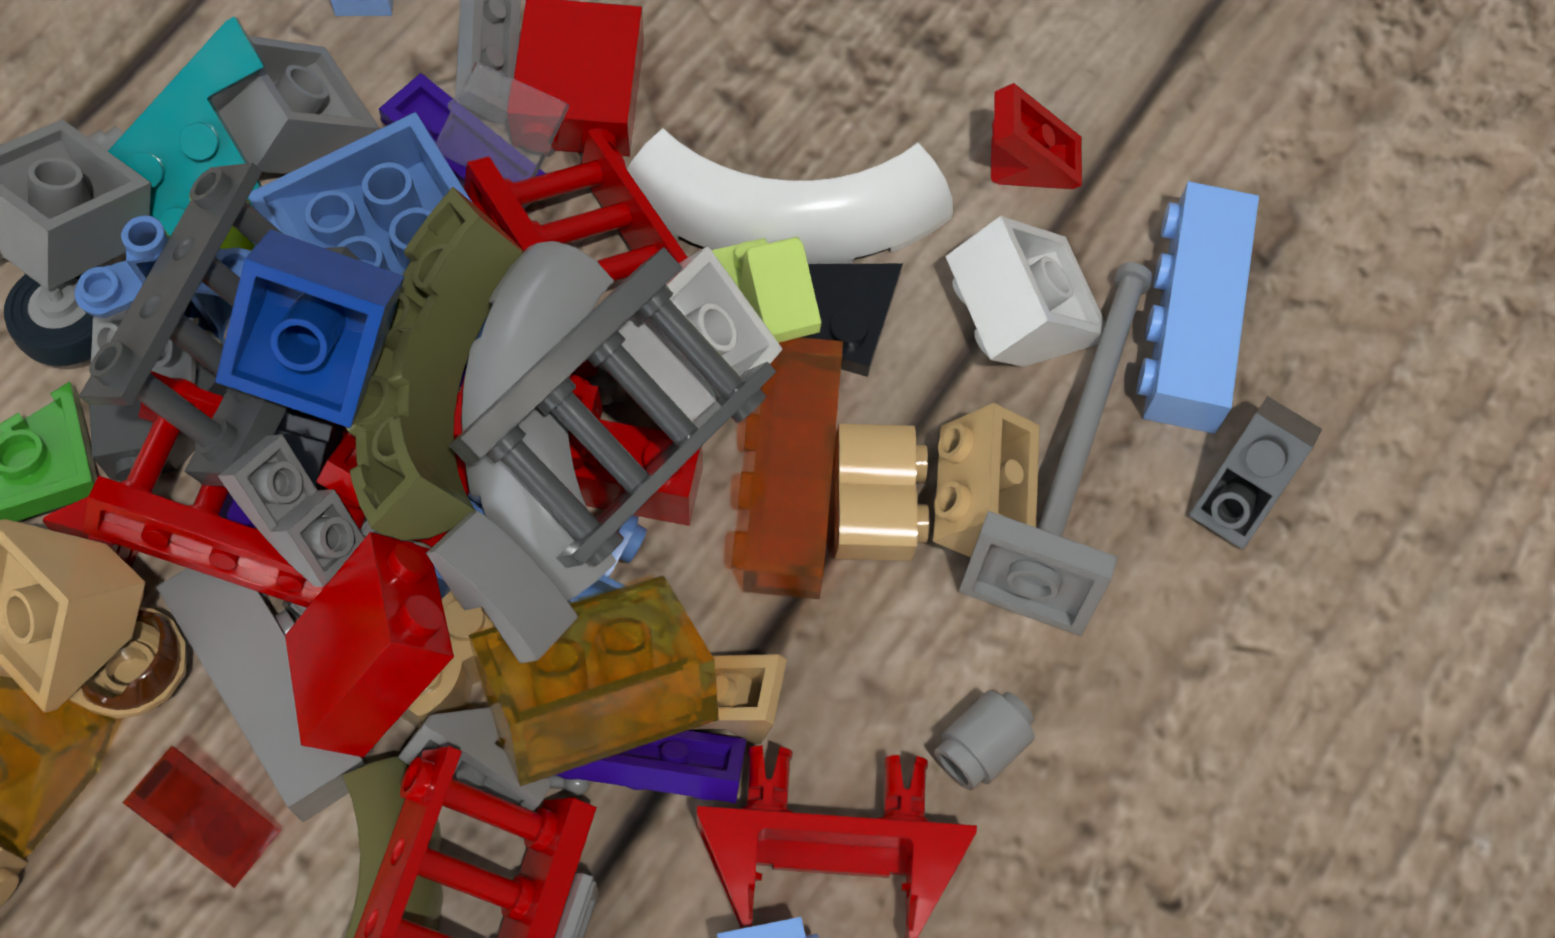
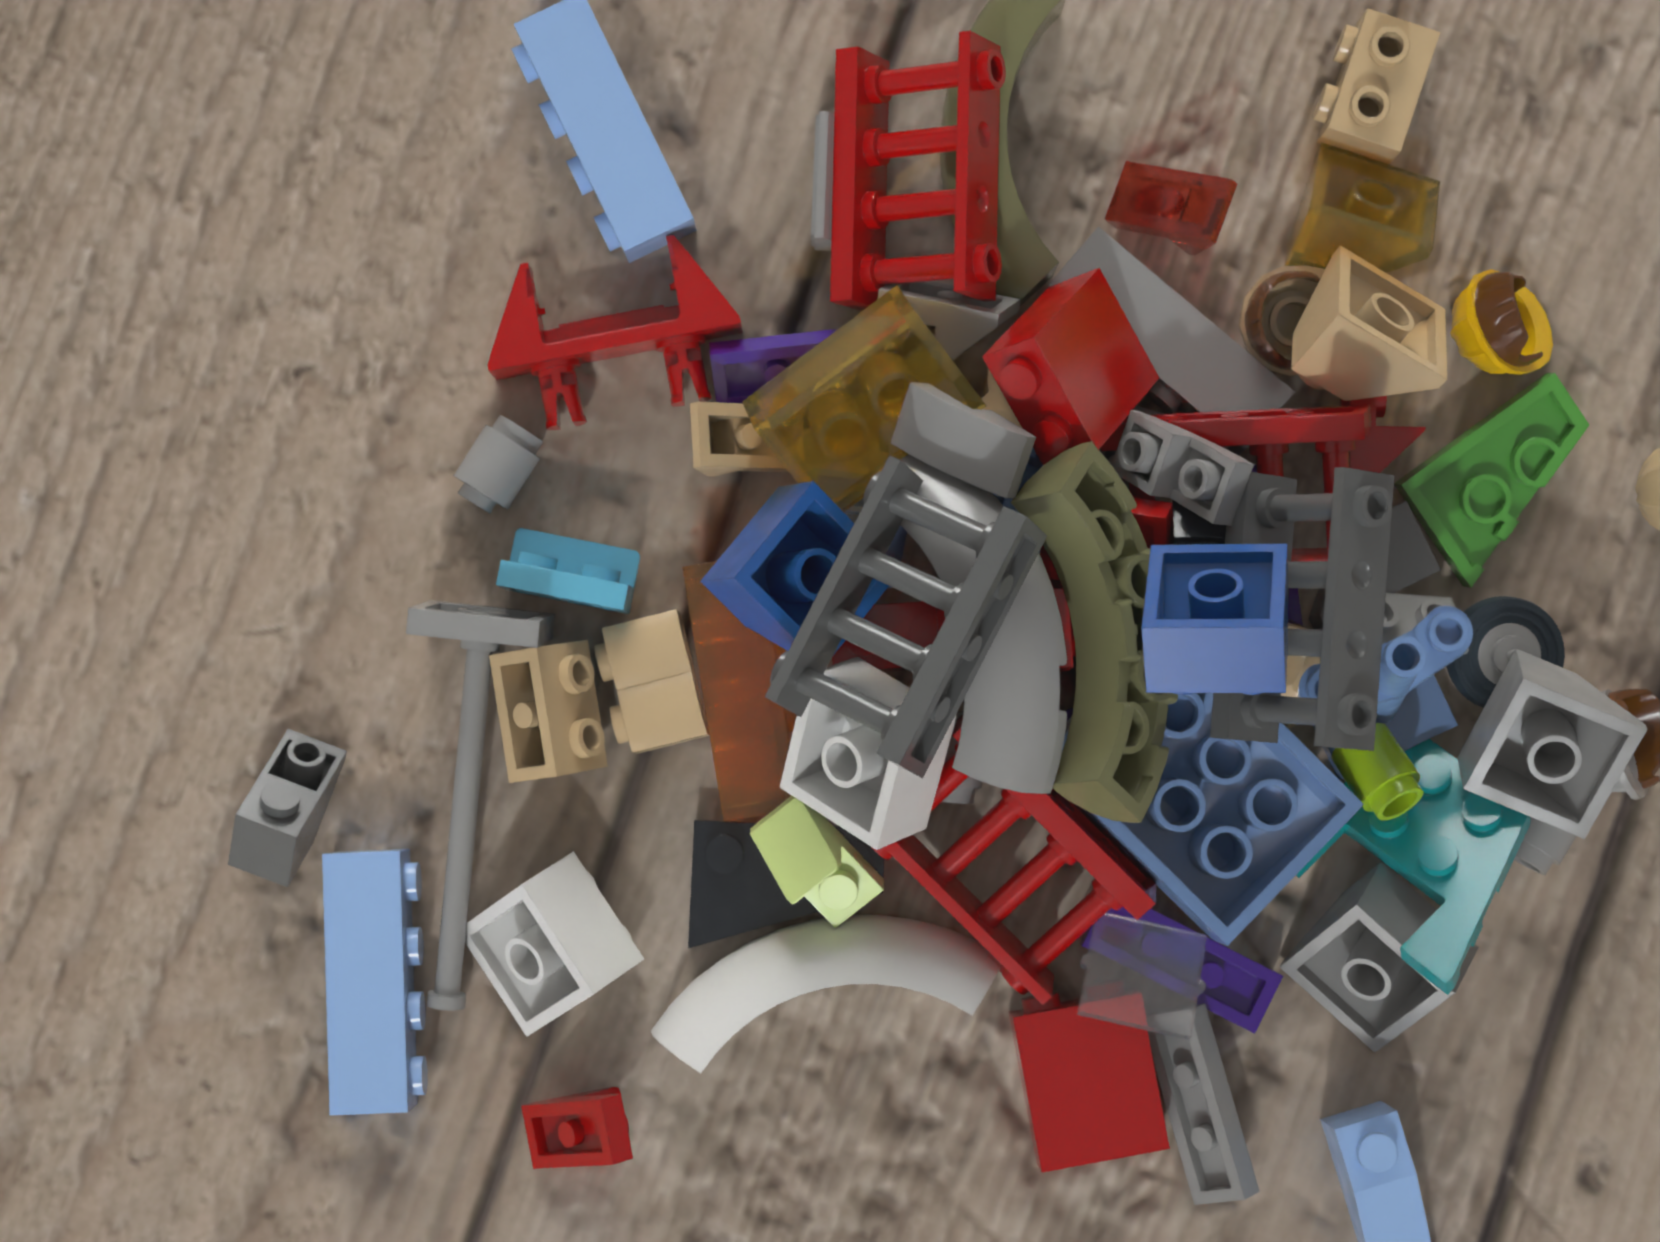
camera: 170 degrees right, 20 degrees up
(713, 530) = (782, 562): none -> blue slope
(936, 609) = (570, 570): none -> medium azure bracket

